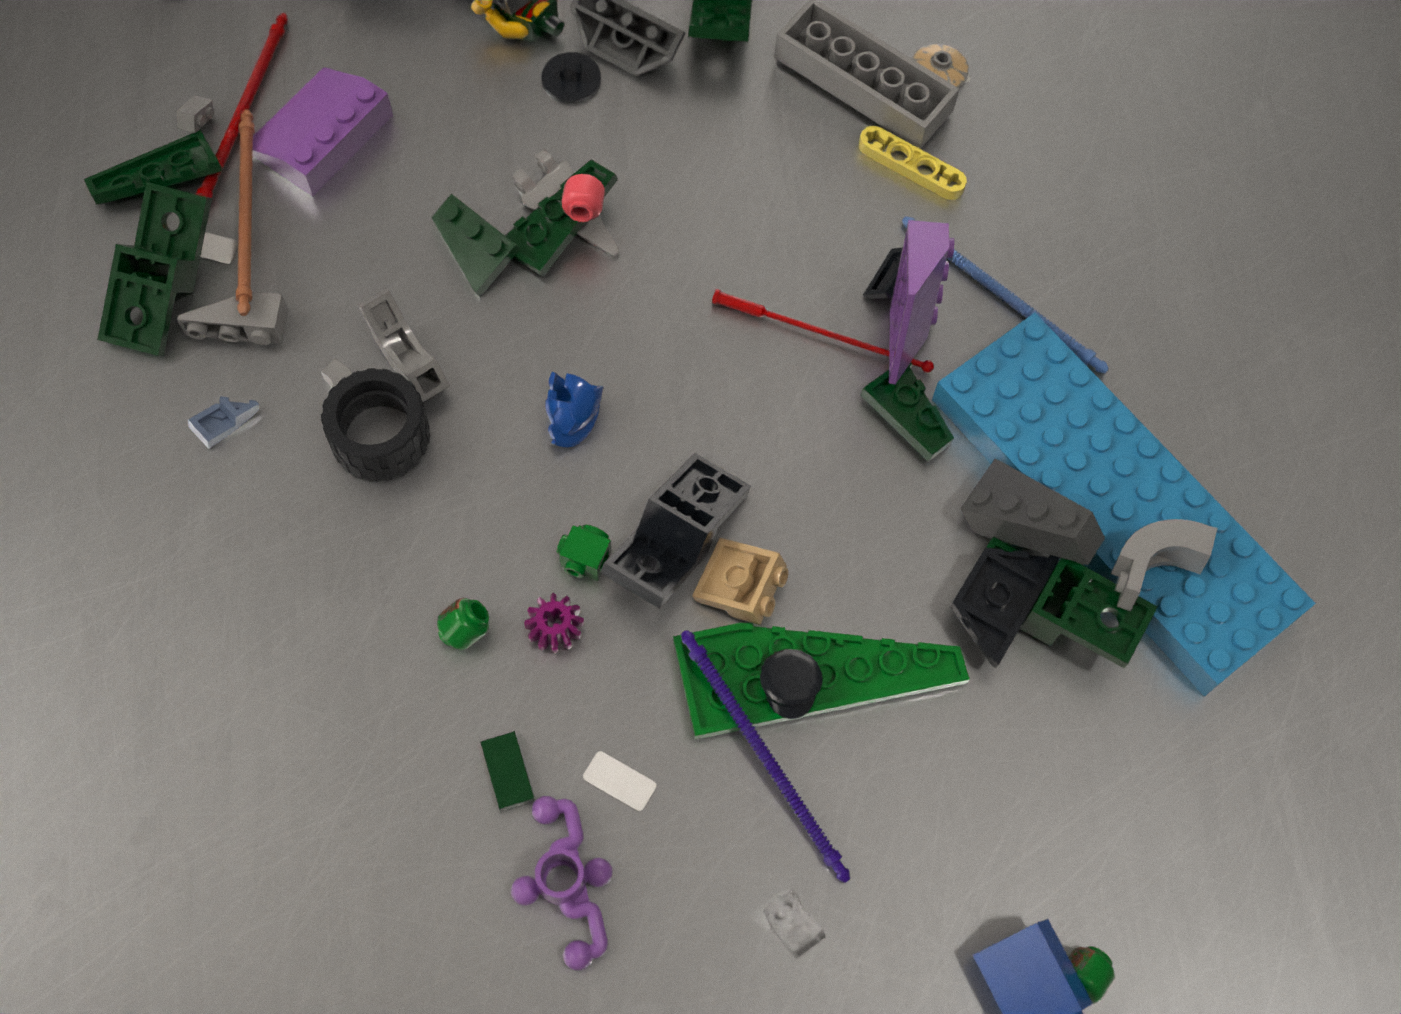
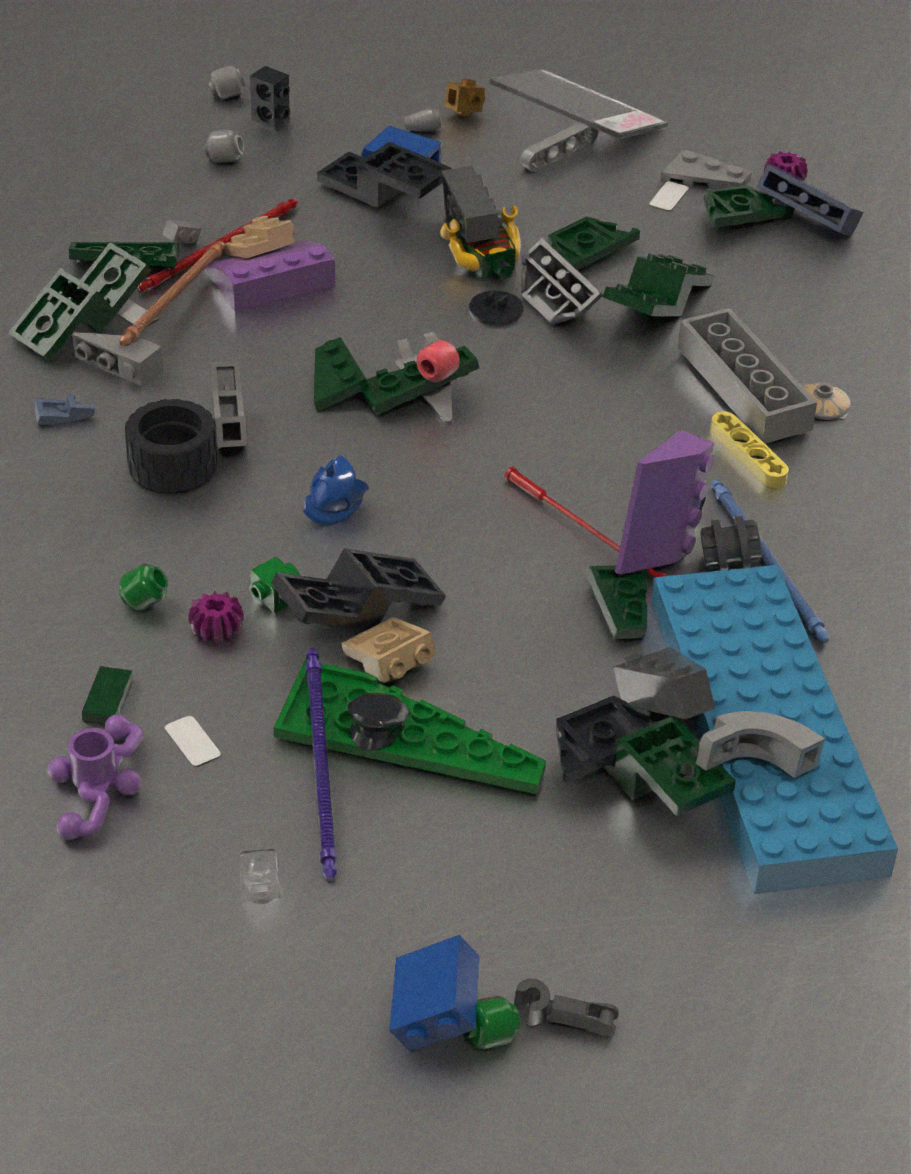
camera: 30 degrees right, 25 degrees down
(287, 91) = (261, 237): none -> tan plate
(977, 297) = (731, 544): none -> dark grey piece
(1133, 922) = (564, 1009): none -> dark grey piece

